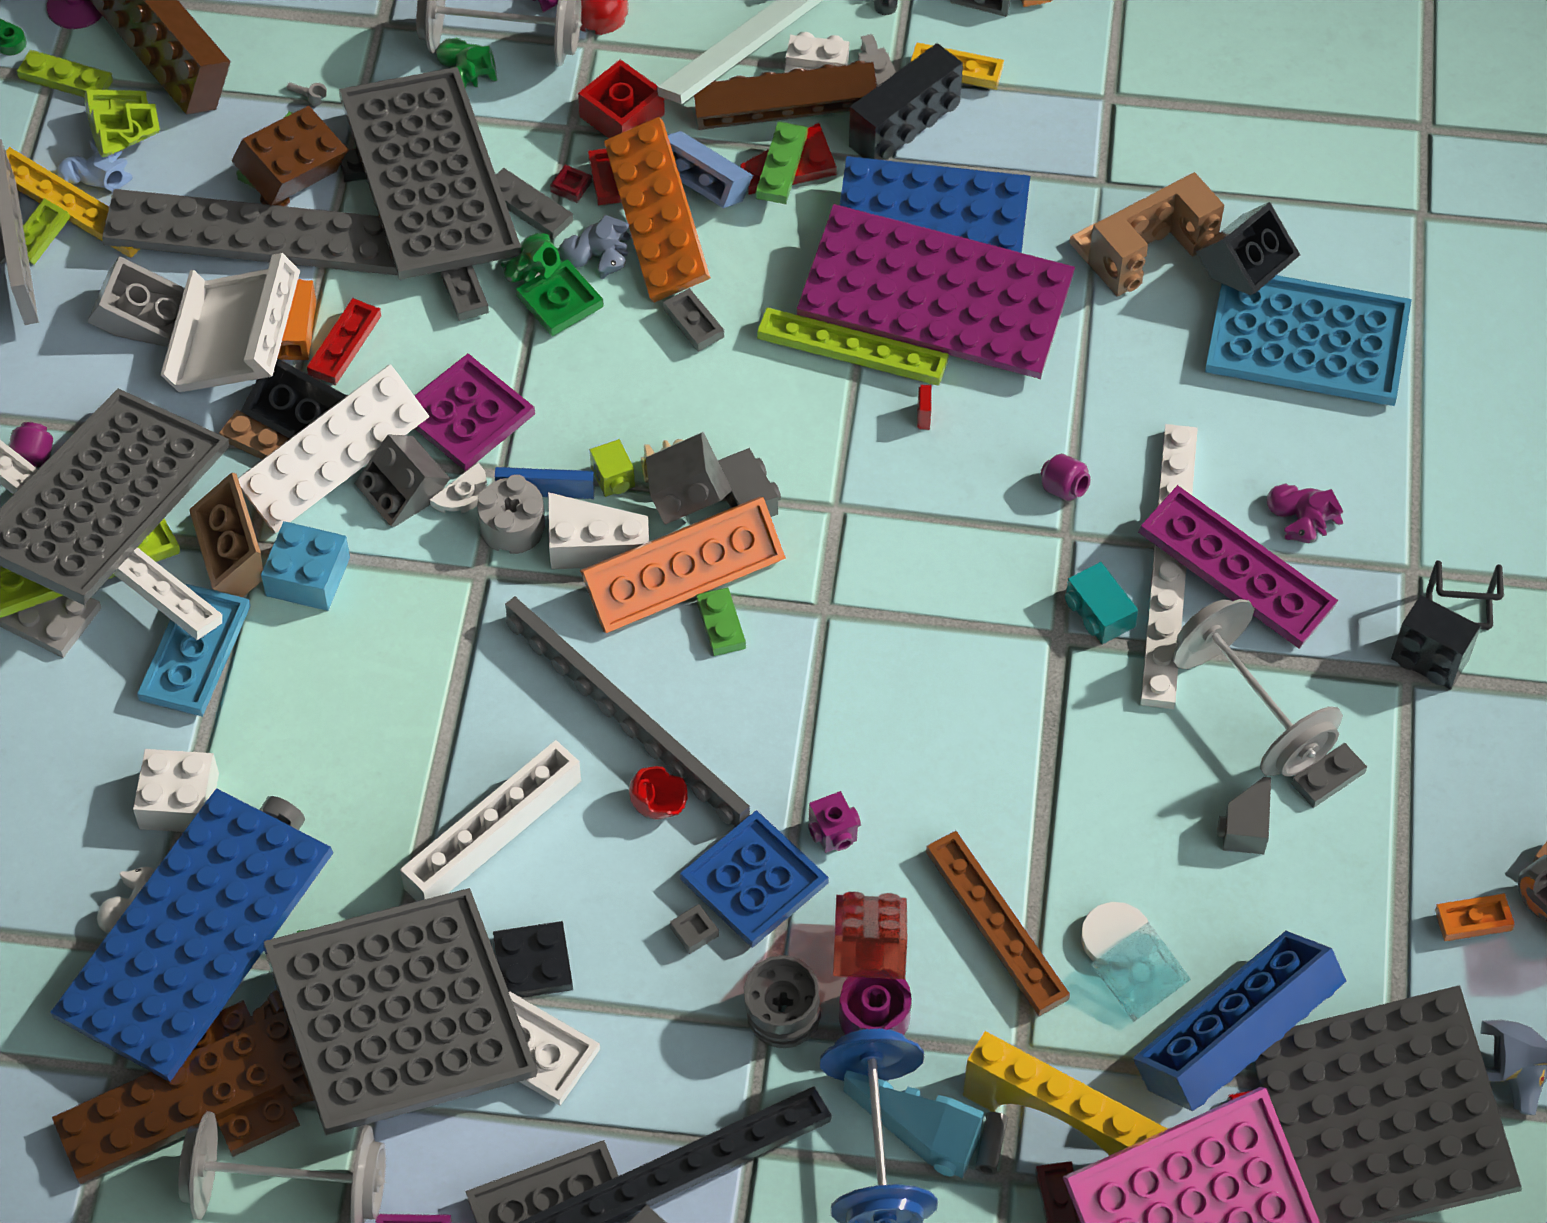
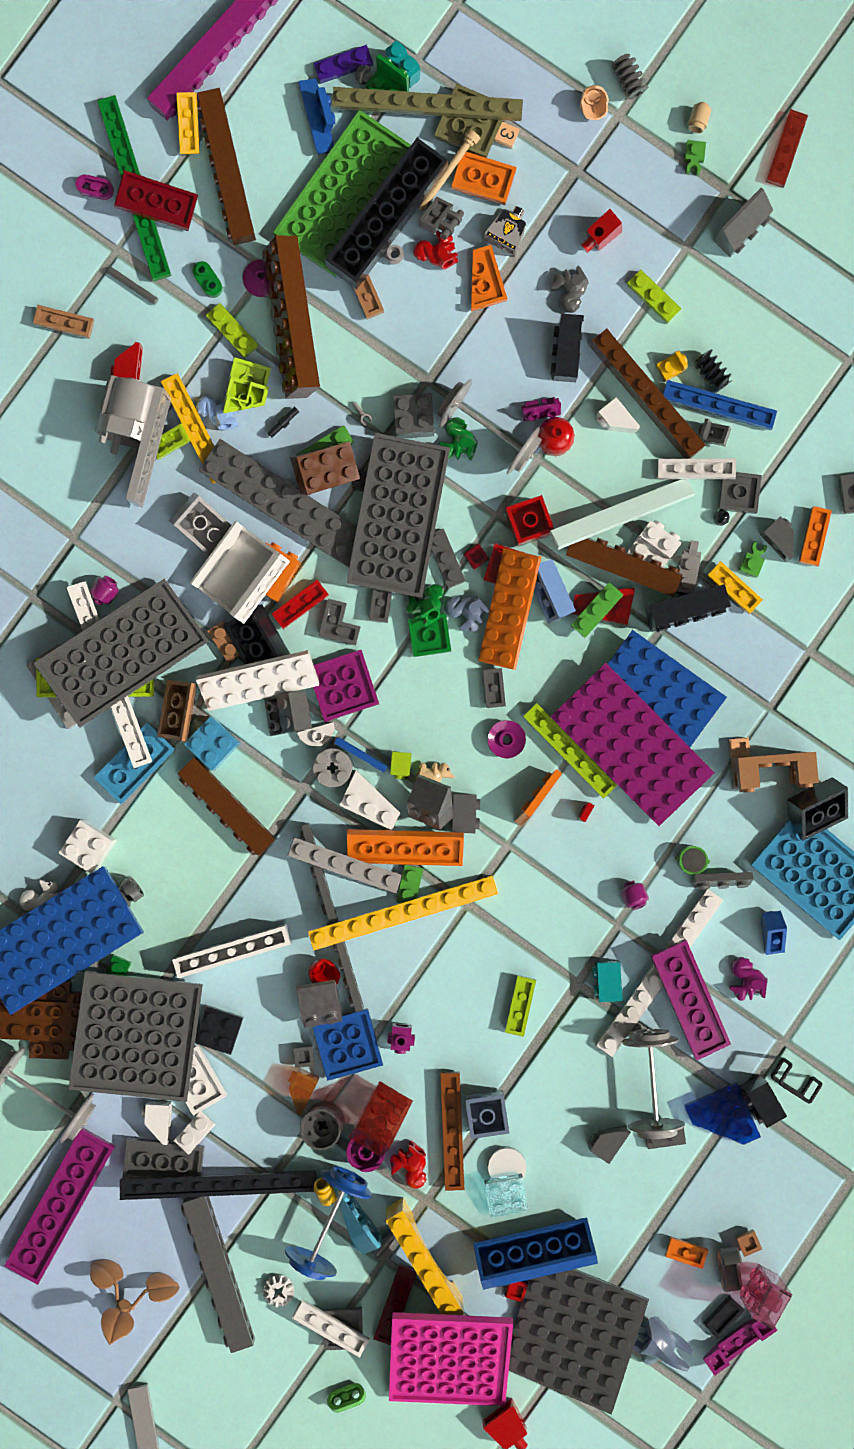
camera: 25 degrees right, 30 degrees up
(197, 145) = (283, 422): none -> black bar
(374, 639) = (226, 806): none -> reddish brown brick
(383, 53) = (414, 415): none -> dark grey brick
(415, 348) = (333, 624): none -> dark grey plate
(503, 1134) = (158, 1119): none -> white slope
(576, 1125) = (194, 1132): none -> white plate
(602, 627) = (344, 865): none -> light grey plate
(673, 827) = (319, 1003): none -> flat silver slope
(717, 974) = (301, 1088): none -> clear orange slope
(728, 652) = (402, 912): none -> yellow plate
(751, 360) = (514, 732): none -> magenta dish
(840, 418) = (538, 796): none -> orange wing
(846, 1105) = (324, 1192): none -> yellow brick
(962, 31) = (753, 562): none -> bright green plate
(962, 996) = (413, 1162): none -> red animal
(991, 699) = (520, 1005): none -> lime plate
(1034, 863) = (487, 1114): none -> sand blue brick
(1118, 398) = (692, 860): none -> pearl dark grey piece
(1178, 401) = (722, 880): none -> dark grey plate
(1298, 432) = (773, 932): none -> blue slope
(1397, 699) = (724, 1114): none -> clear blue plate

